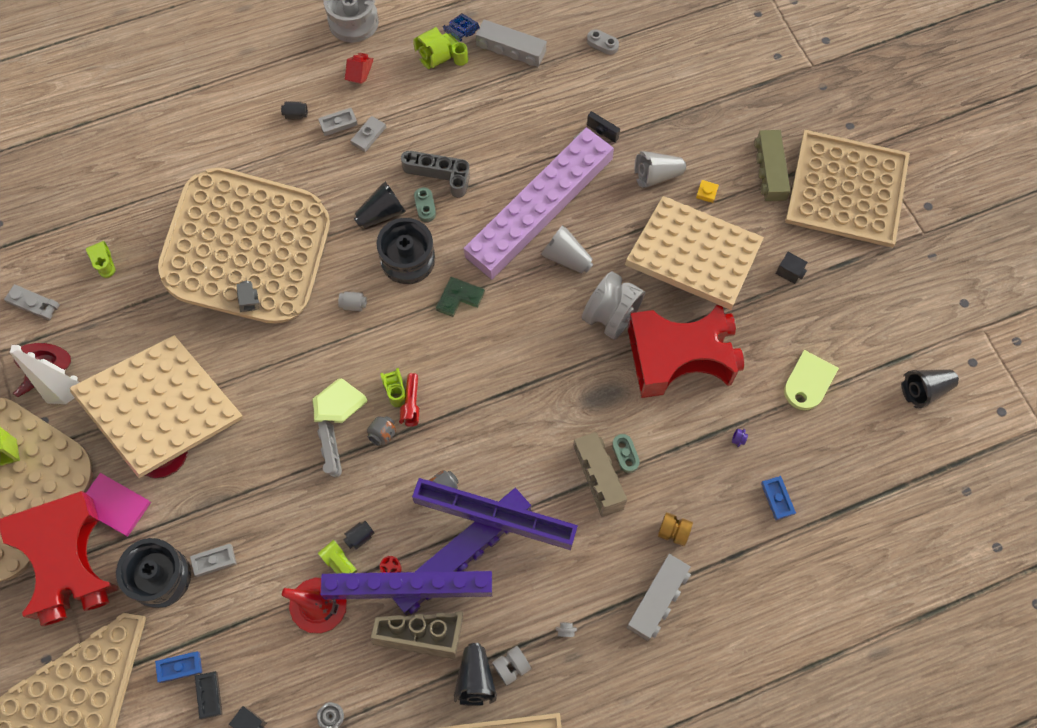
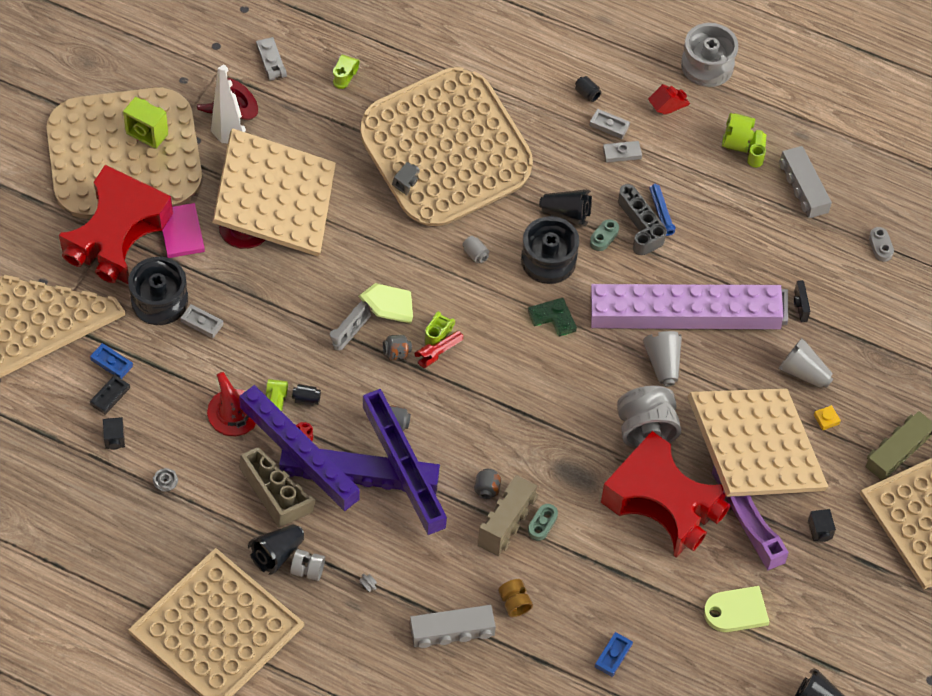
camera: 45 degrees right, 10 degrees down
(439, 148) = (661, 208): none -> blue axle
(461, 27) = (780, 137): clear blue plate -> none
(558, 465) = (487, 483): none -> dark grey head
(739, 437) = (636, 592): dark purple plate -> none
(775, 315) = (763, 538): none -> medium lavender arch

